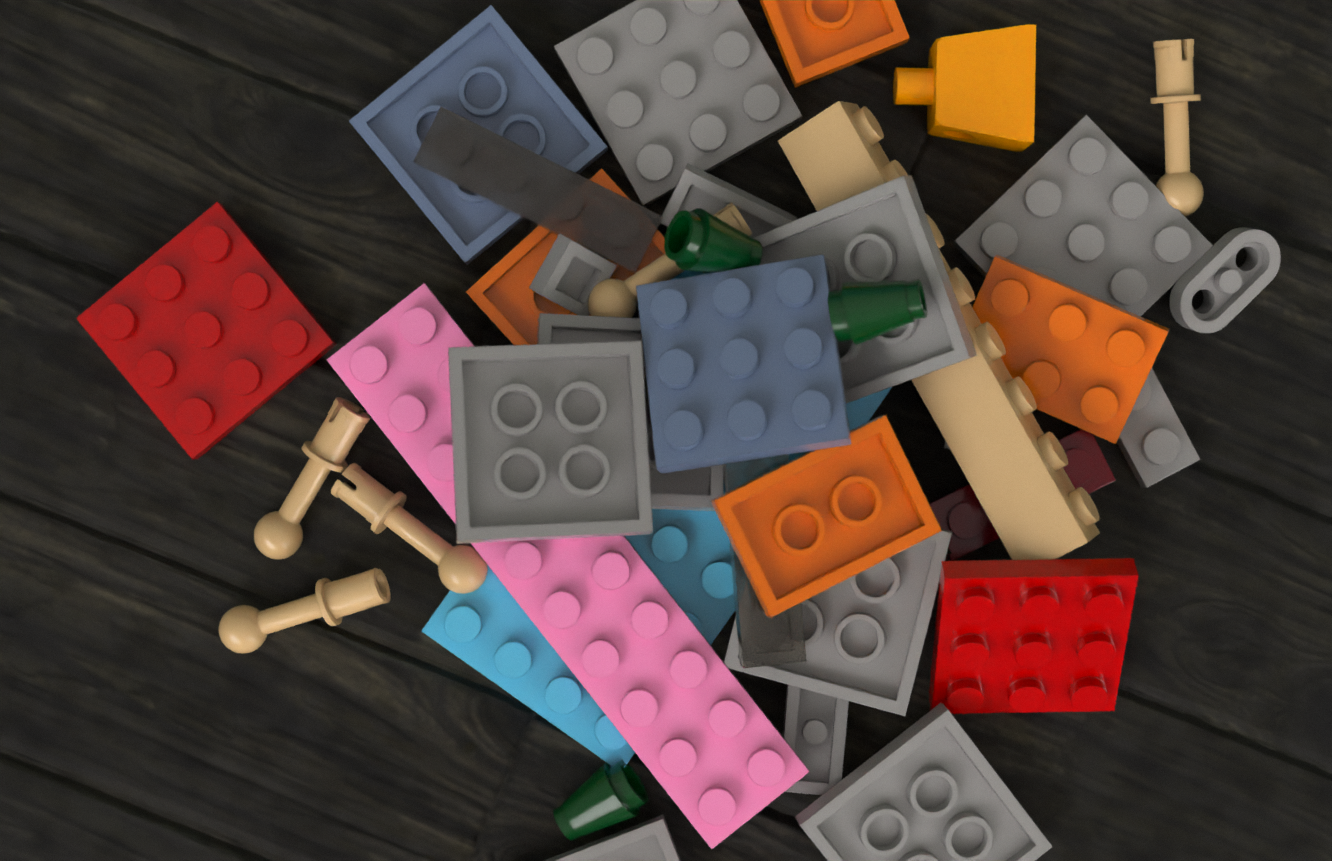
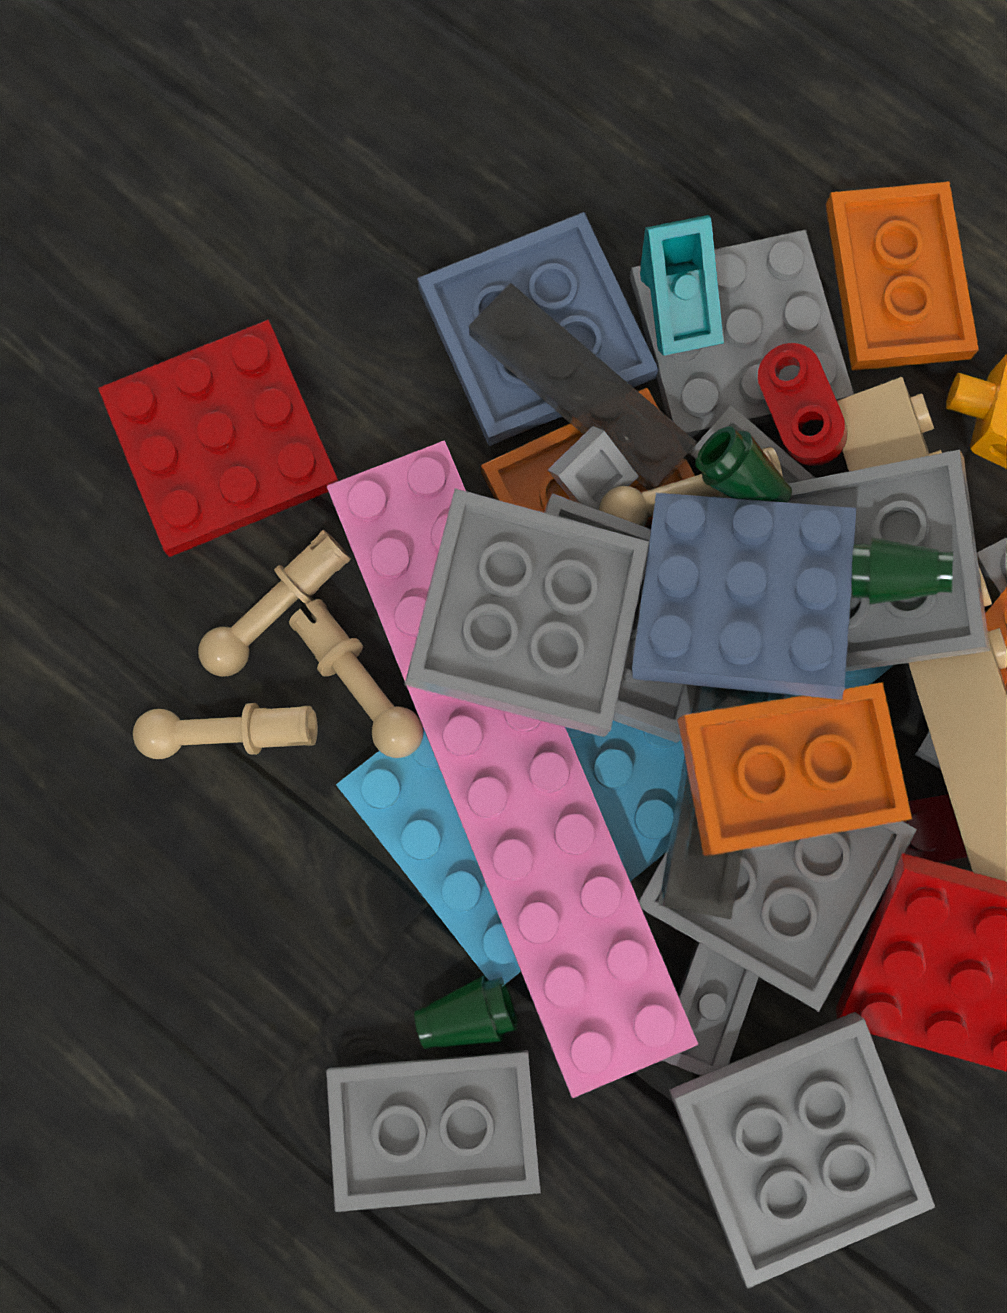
camera: 15 degrees right, 10 degrees down
(607, 69) = (683, 284): none -> teal slope
(751, 147) = (802, 400): none -> red plate

